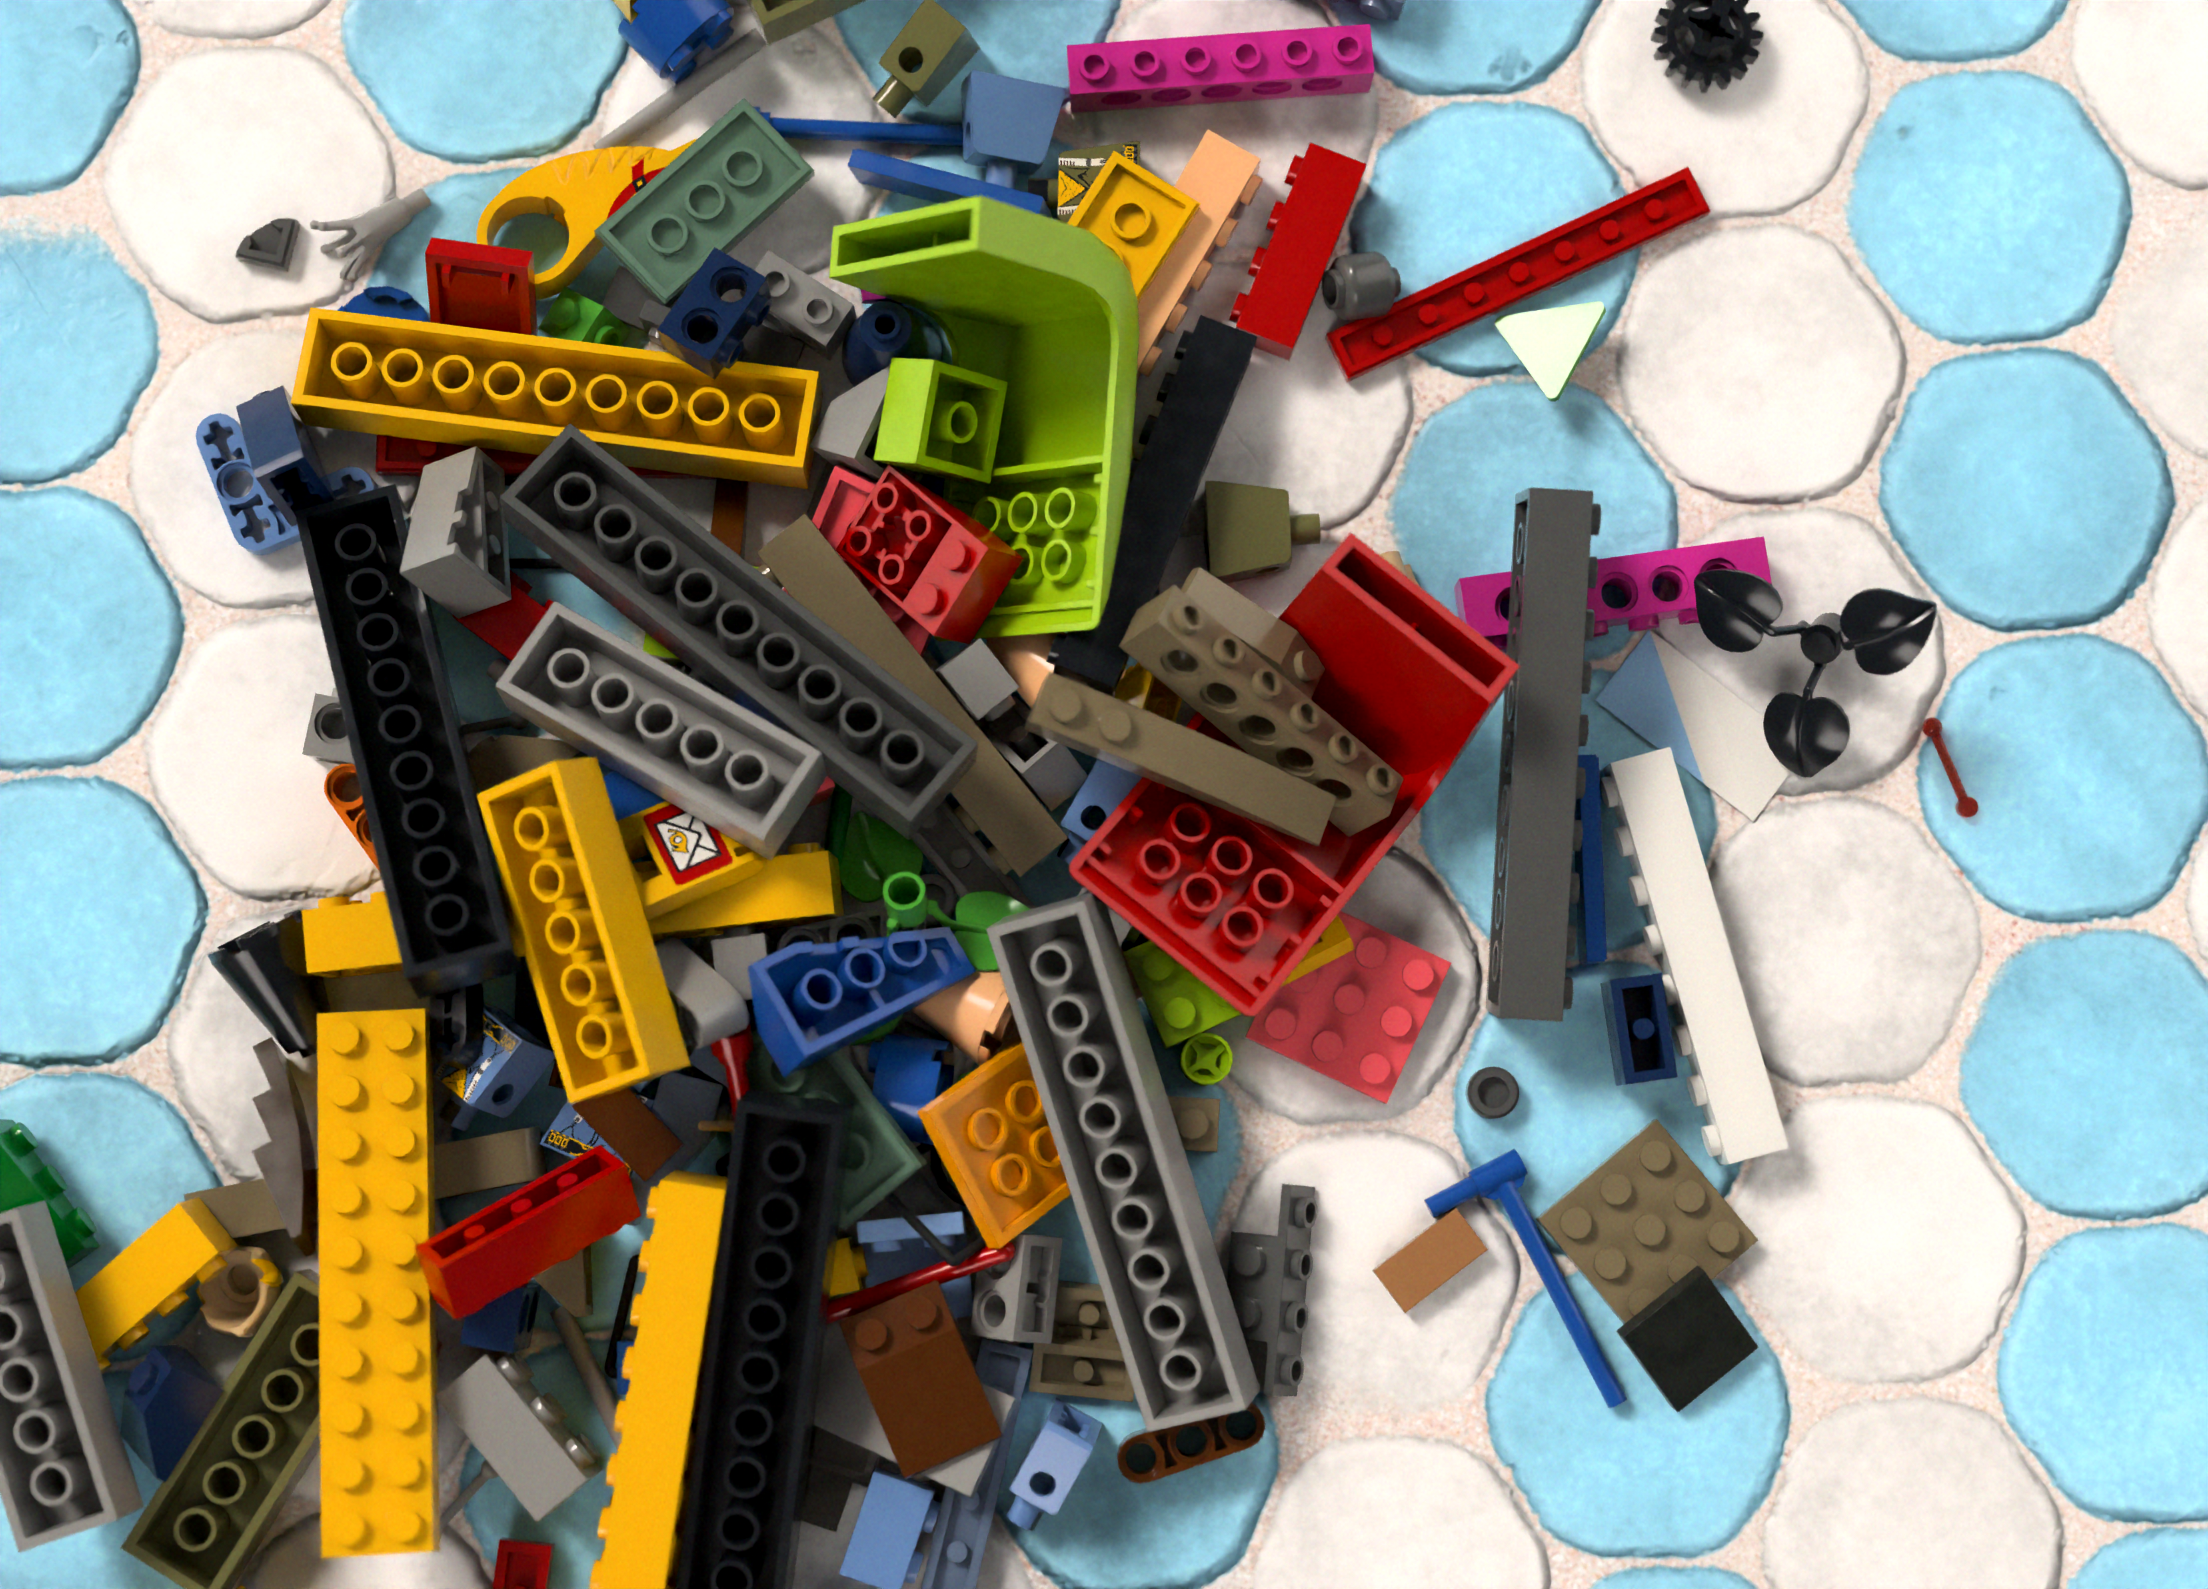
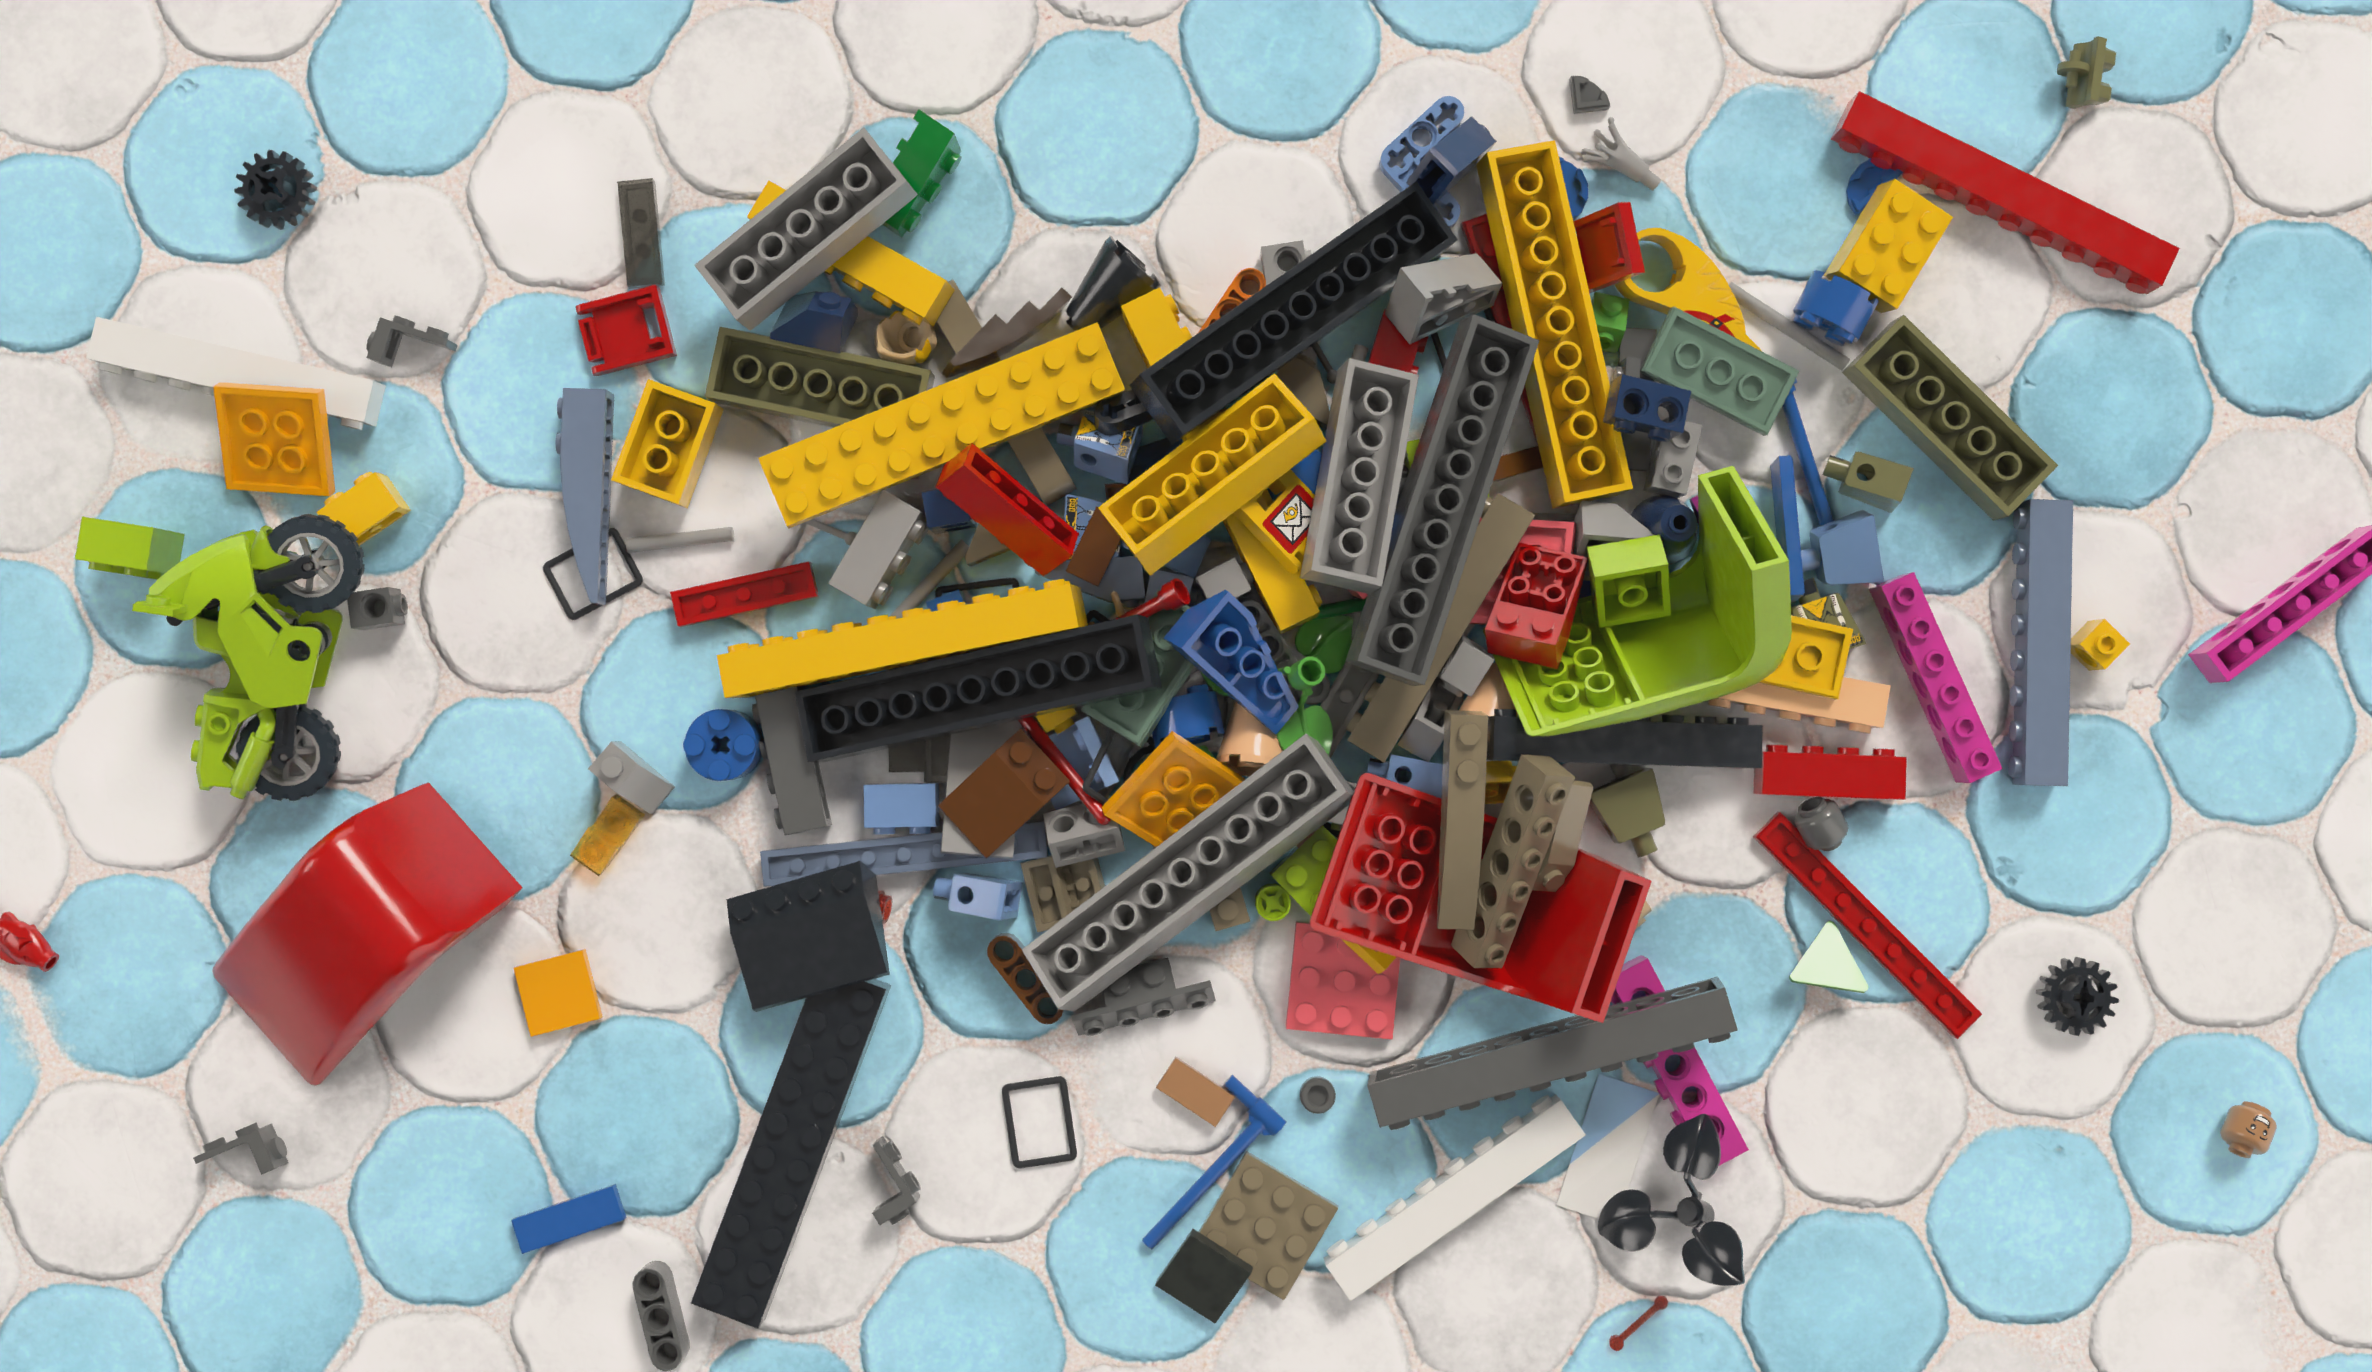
camera: 75 degrees right, 5 degrees up
(701, 998) = (1195, 566): light grey beam -> none
(1391, 1537) = (1068, 1119): none -> black piece
(1589, 866) = (1457, 1120): blue tile -> none
(1638, 1029) = (1392, 1177): dark blue brick -> none

